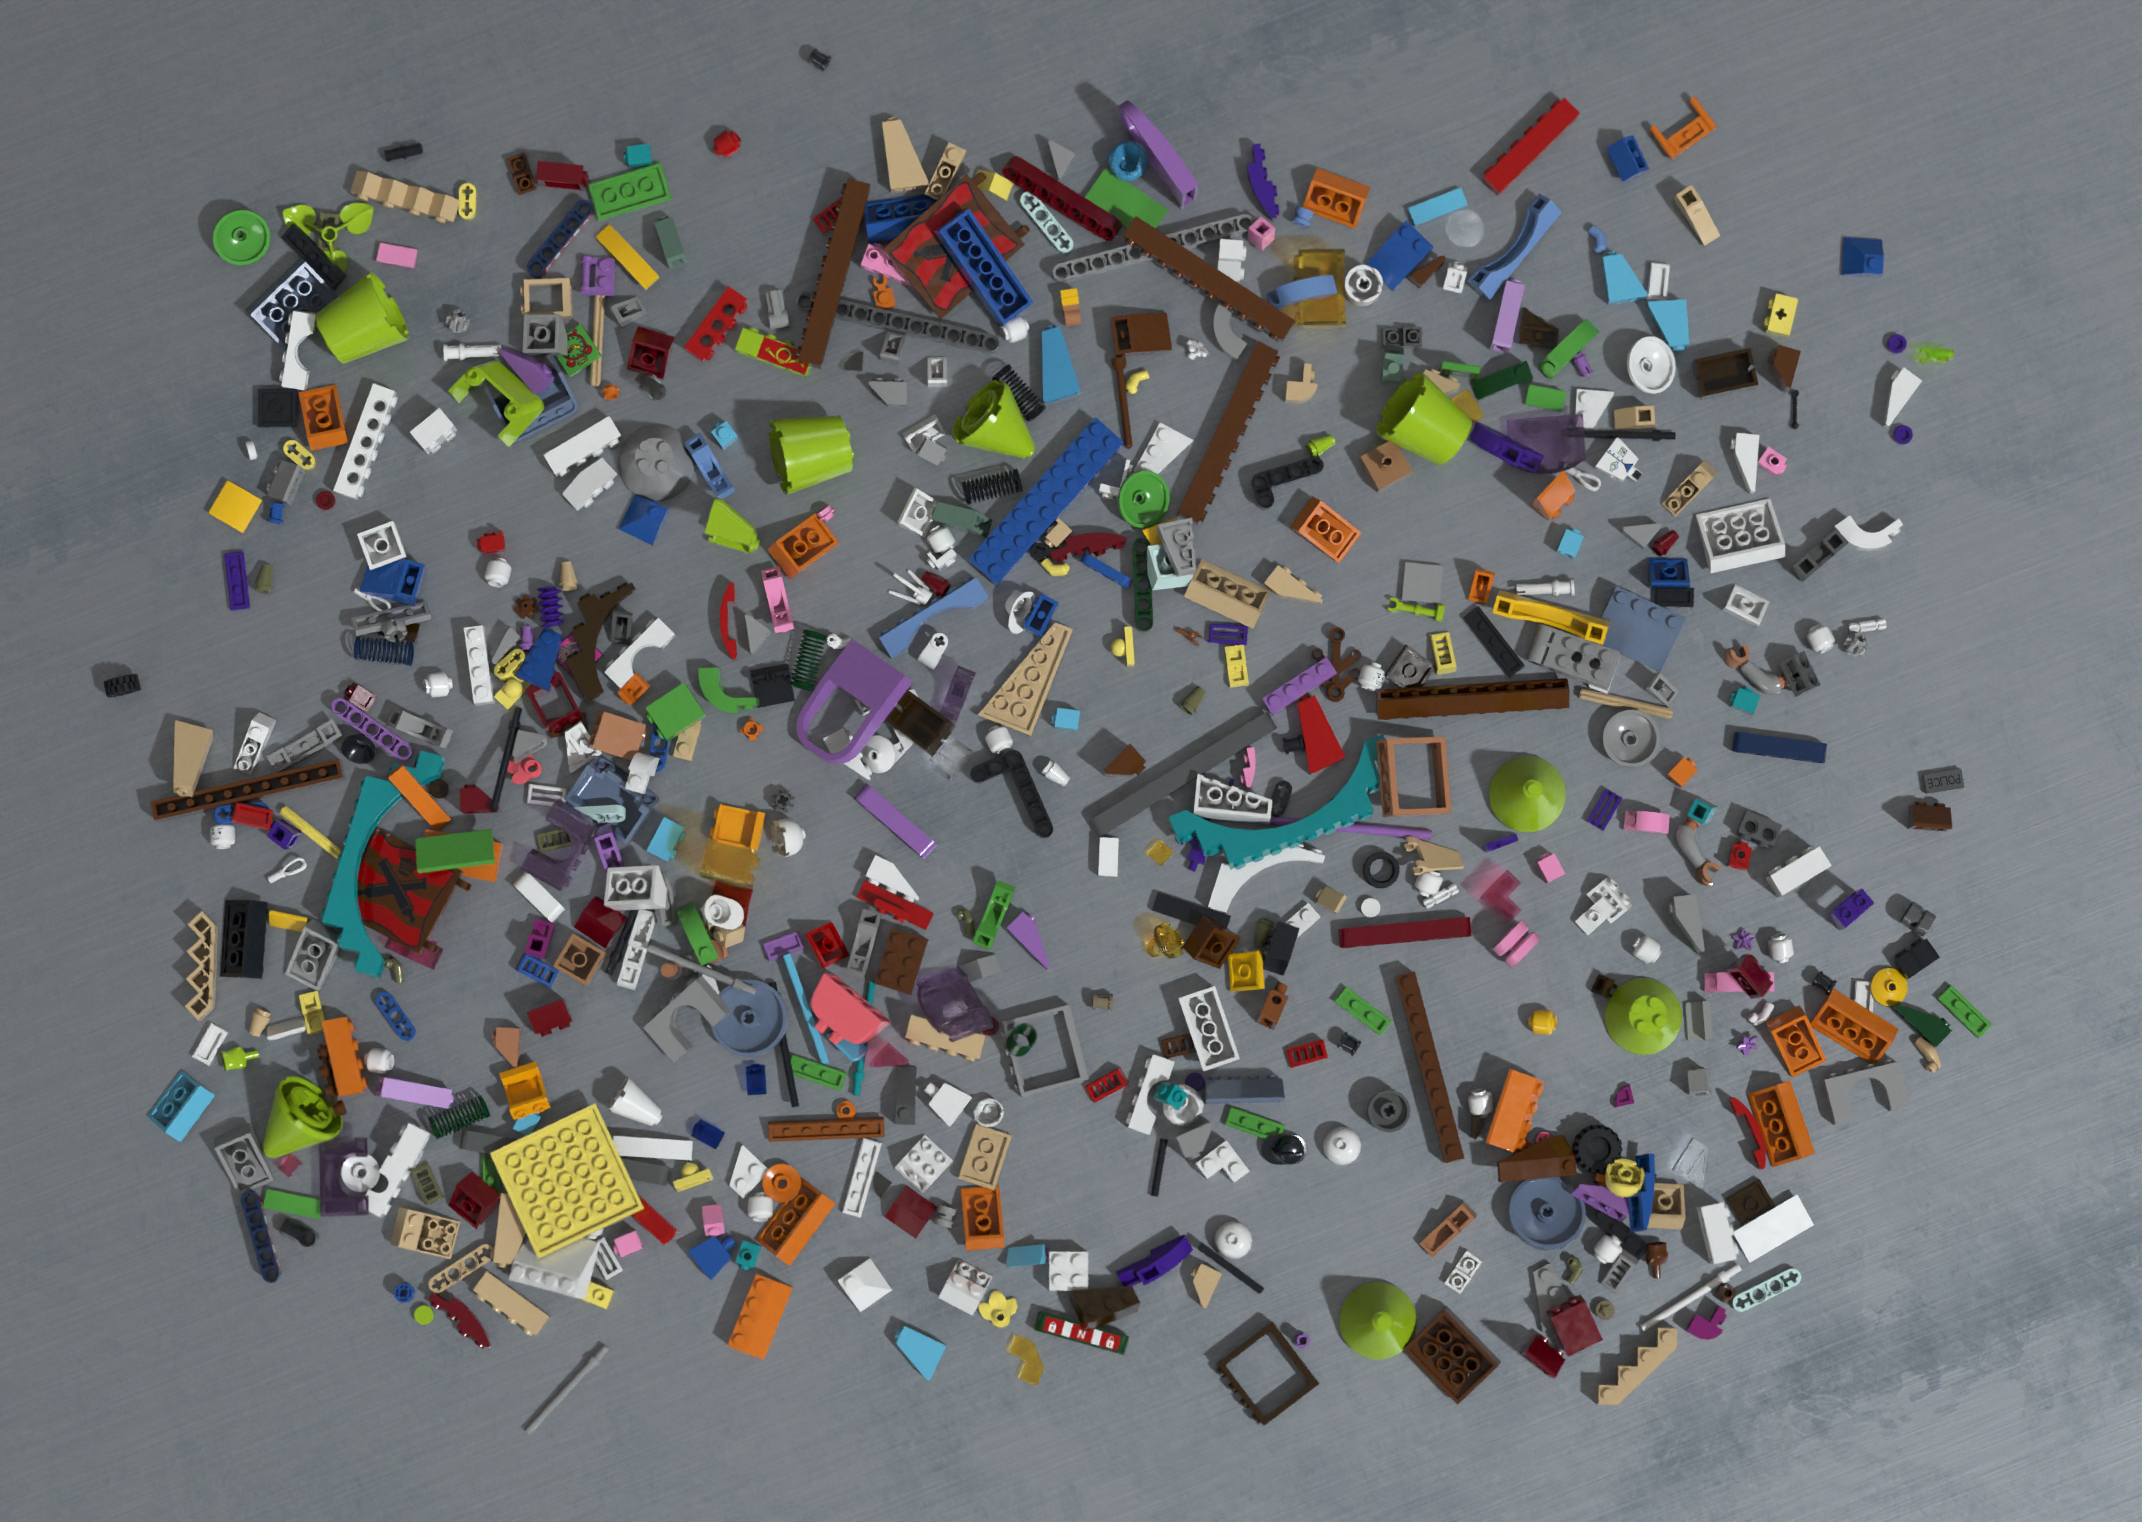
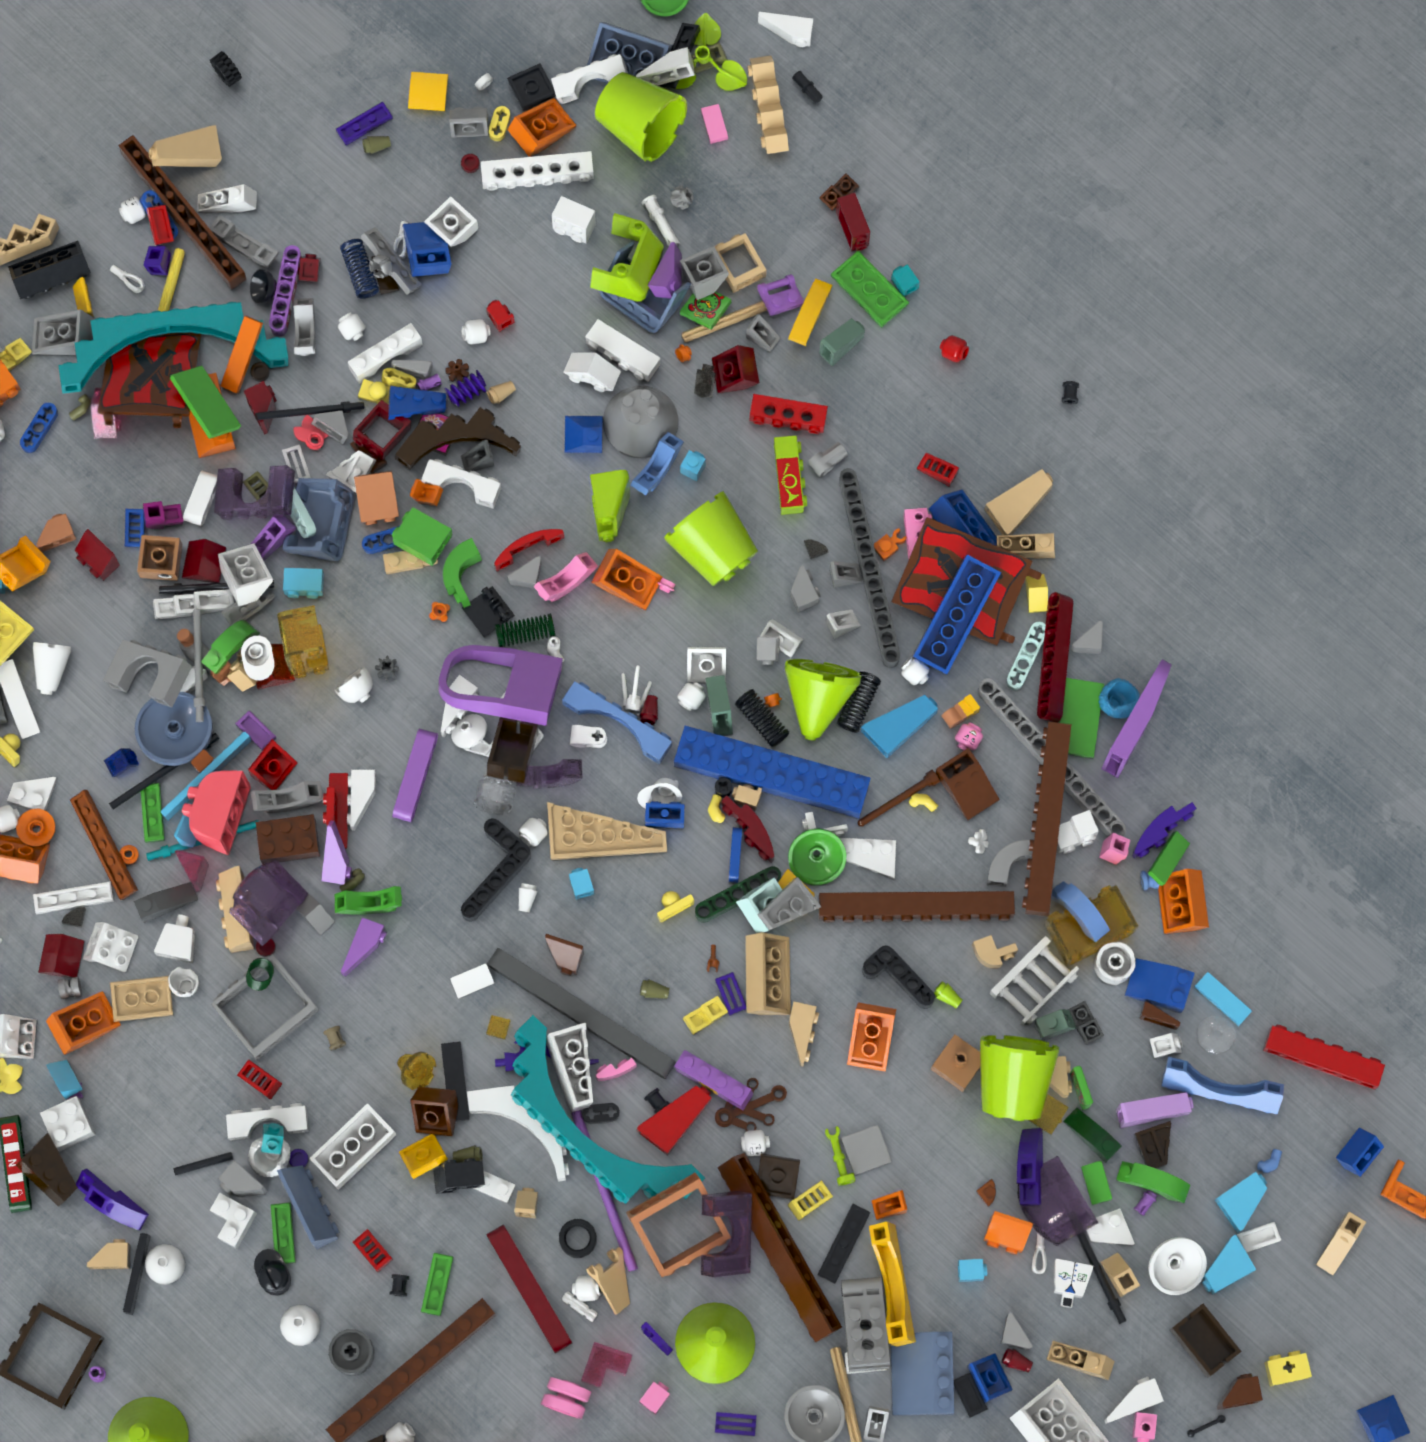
camera: 70 degrees right, 10 degrees down
(275, 513) = (438, 126): blue bush -> none
(328, 271) = (669, 68): none -> white slope
(338, 138) = (790, 28): none -> white slope
(472, 201) = (791, 163): light yellow beam -> none
(563, 229) = (804, 255): dark blue beam -> none
(641, 769) = (356, 528): white brick -> none
(707, 1134) = (52, 742): clear blue bracket -> none
(738, 826) = (344, 640): light orange panel -> none
(793, 1006) = (201, 761): none -> dark orange slope
(834, 273) = (884, 489): reddish brown brick -> none
(945, 560) = (675, 709): white bracket -> none
(945, 928) = (336, 860): none -> slope
(978, 469) = (772, 700): none -> orange plate
(1097, 311) = (969, 736): none -> bright pink head
(1166, 1048) = (318, 1118): reddish brown slope -> none
(1271, 1012) = (393, 1197): dark orange torso -> none
(1292, 190) = (1168, 858): none -> bright green tile
(1325, 360) = (1015, 976): none -> white fence
(1370, 907) = (538, 1245): white tile -> none
(1464, 740) = (737, 1255): none -> clear purple arch
(1508, 496) = (987, 1192): none -> dark orange tile
(1555, 588) = (922, 1276): white pin -> none

